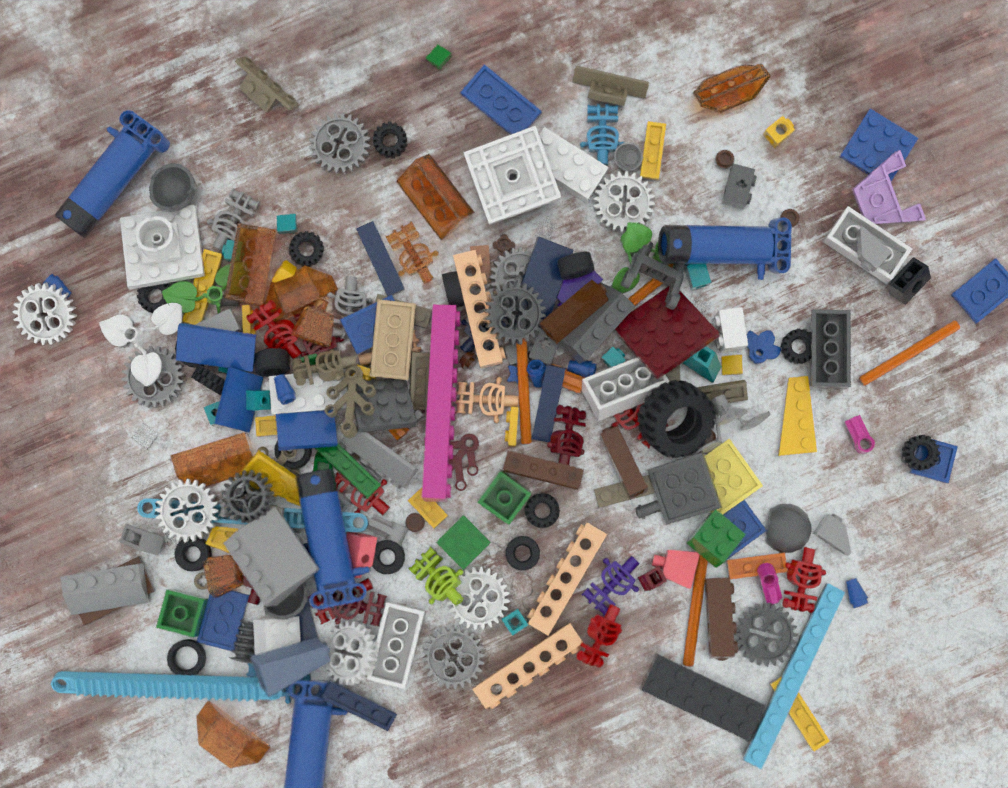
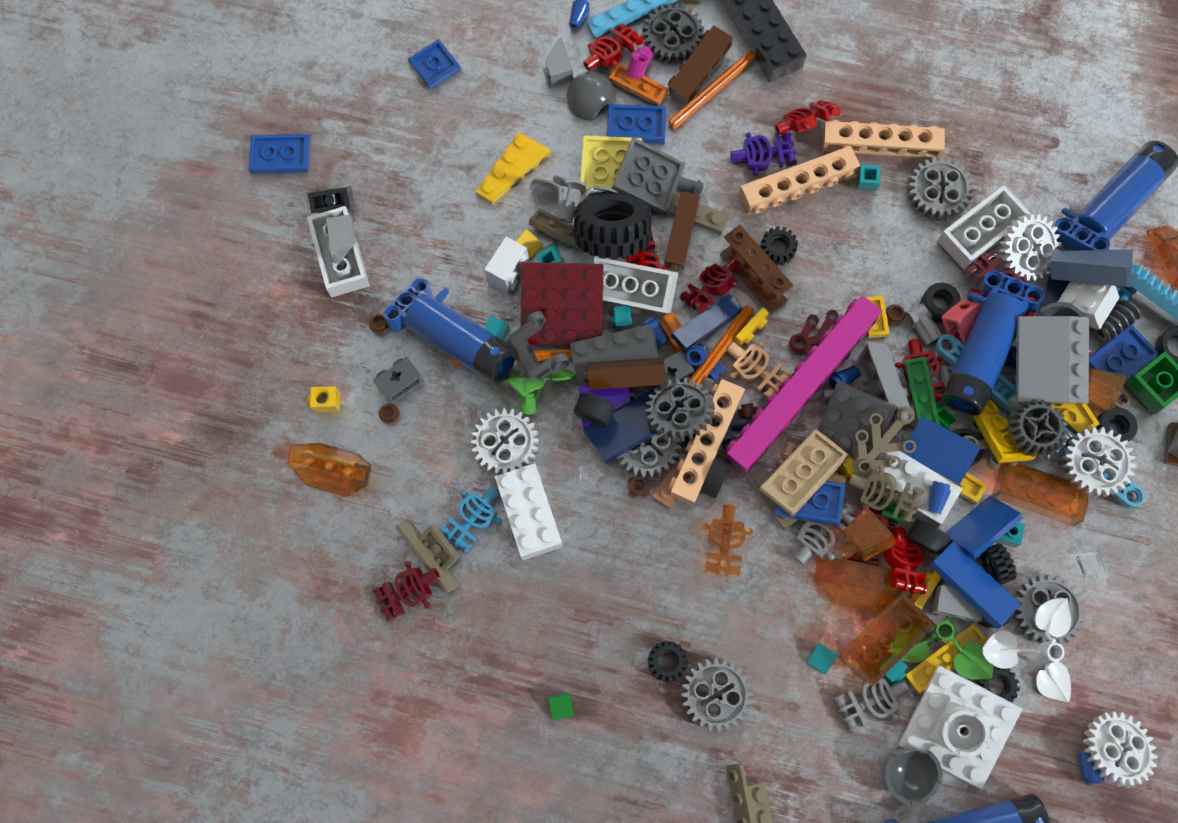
camera: 140 degrees left, 10 degrees down
(142, 539) = (1156, 472): light grey slope -> none
(258, 400) = (964, 514): teal plate -> none
(284, 271) = (858, 611): yellow slope -> none
(306, 260) = (822, 605): black tyre -> none
(358, 705) = (1051, 204): dark blue tile -> none
(380, 259) = (758, 559): dark blue tile -> none
(415, 440) = (847, 376): none -> blue cone
(419, 379) = (803, 423): dark tan plate -> none
(435, 196) = (666, 575): clear orange slope -> none
(441, 588) = (908, 232): lime torso -> none
(463, 542) = (865, 266): green brick -> none
(493, 608) = (879, 202): white gear -> none
(500, 101) = (538, 618): blue tile -> none
(504, 496) = (807, 274): green brick -> none
(511, 156) = (600, 513): white piece -> none
(534, 553) = (824, 213): black tyre -> none
(603, 47) = (407, 583): none -> dark red torso
(628, 156) = (468, 476): light grey hair -> none
(649, 579) = (731, 129): dark red leg -> none
(653, 150) = (442, 467): yellow plate -> none
(678, 566) = (701, 126): coral torso -> none
(716, 538) = (656, 118): green brick -> none
(764, 344) = (488, 240): blue plate -> none
(787, 346) = (462, 207): black tyre -> none
(831, 349) = (439, 192): dark grey slope -> none
(859, 432) = (474, 119): dark pink piece -> none
(875, 142) = (256, 326): blue plate -> none
(877, 197) = (294, 285): lavender wing -> none
(909, 353) = (380, 151): orange axle -> none
(930, 445) = (436, 61): black tyre -> none

